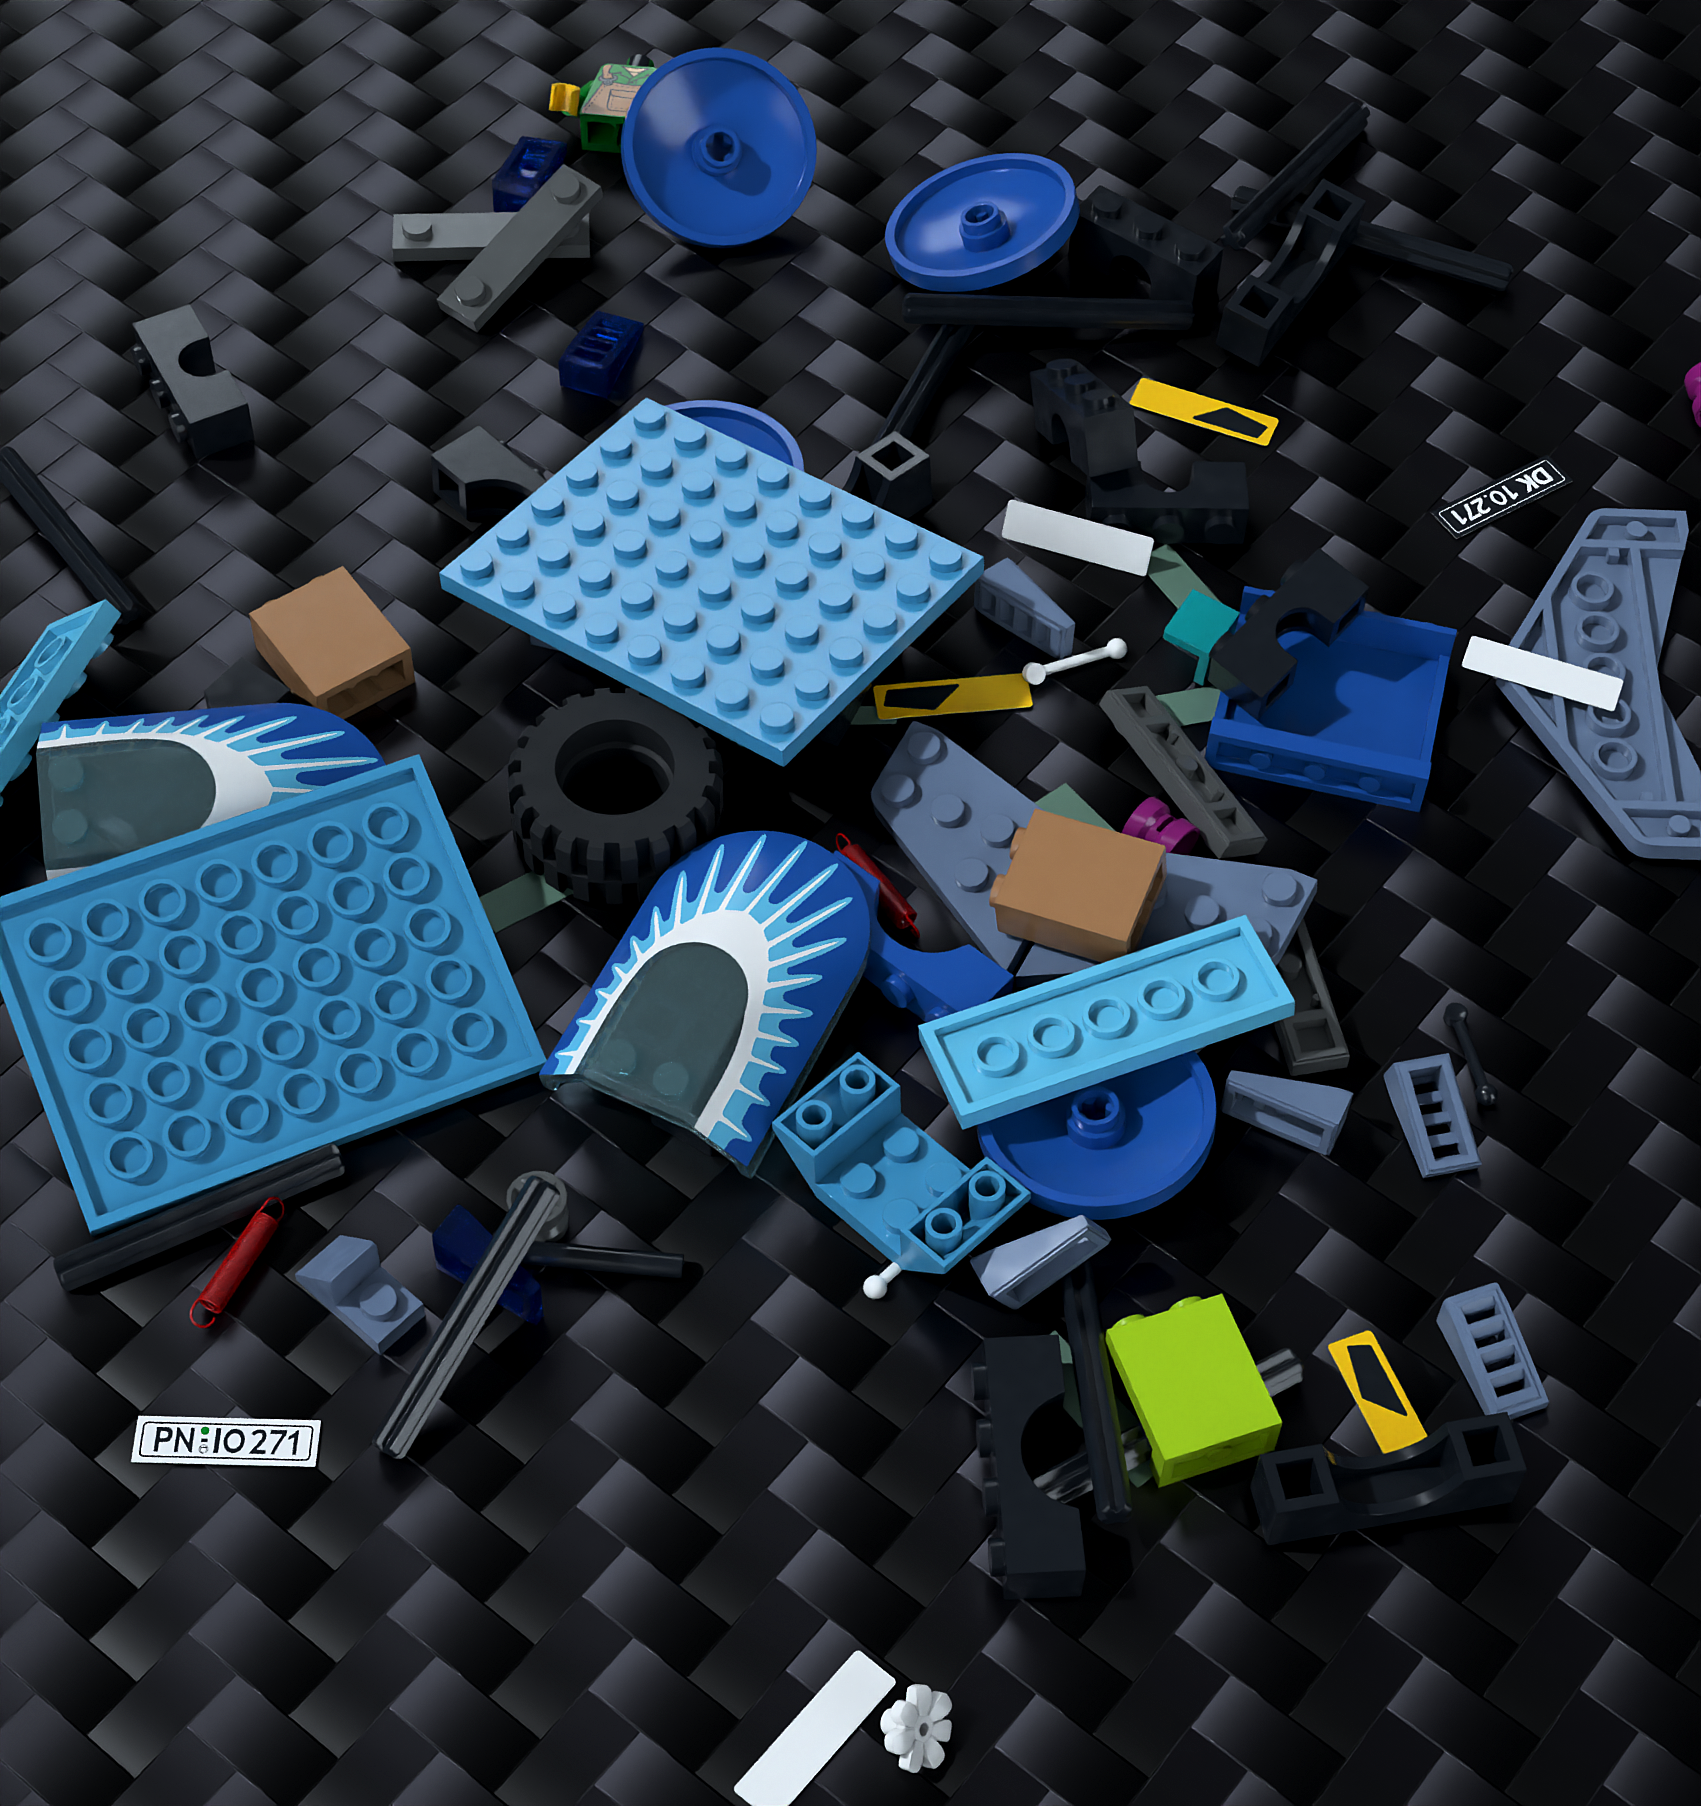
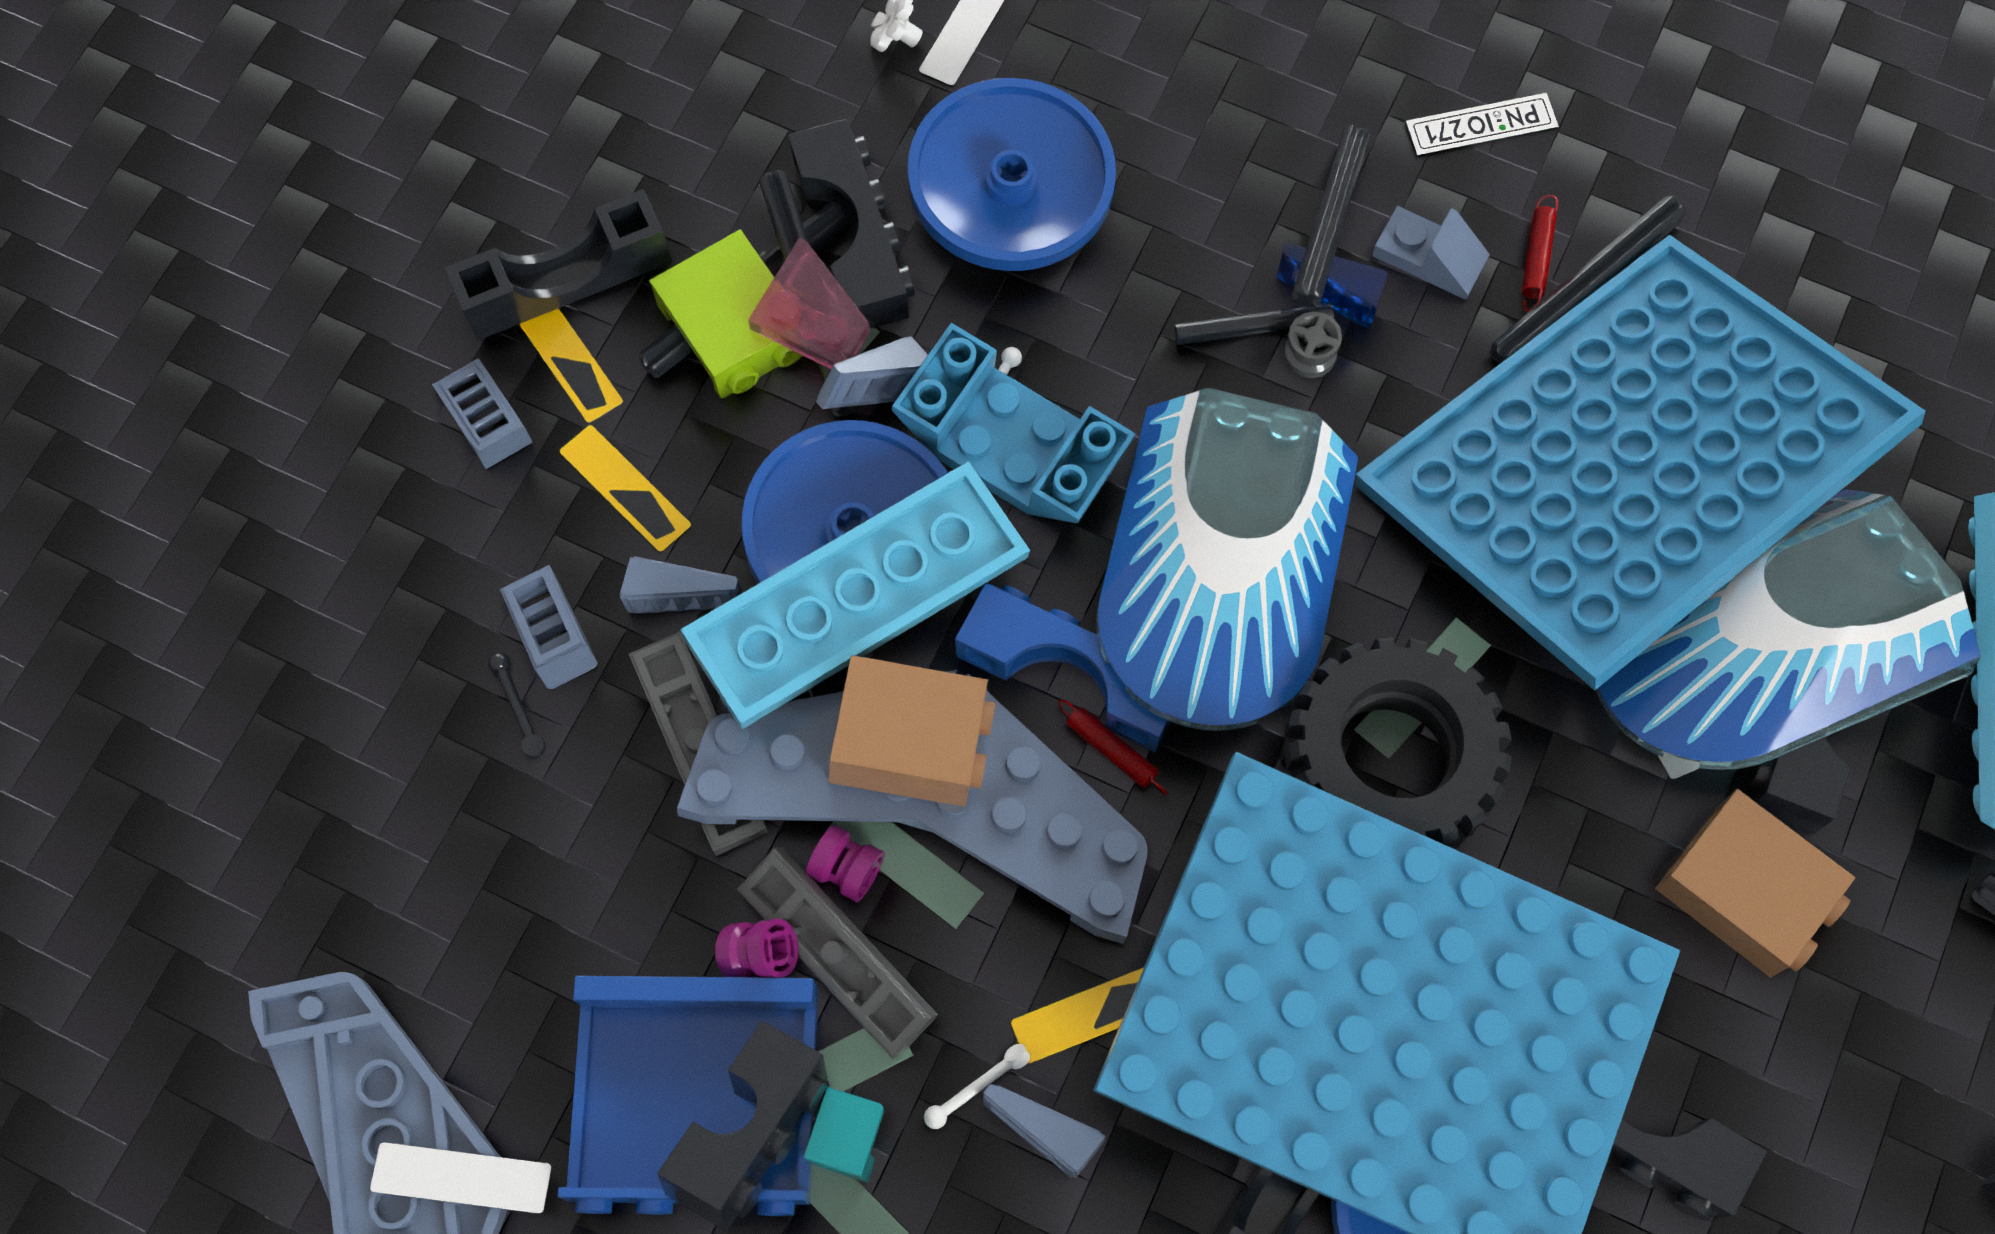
camera: 170 degrees right, 15 degrees up
(822, 1468) = (1011, 174): none -> blue dish
(1100, 1328) = (810, 311): none -> clear pink wing
(1256, 776) = (757, 950): none -> magenta wheel
(1336, 1249) = (625, 488): none -> yellow sticker

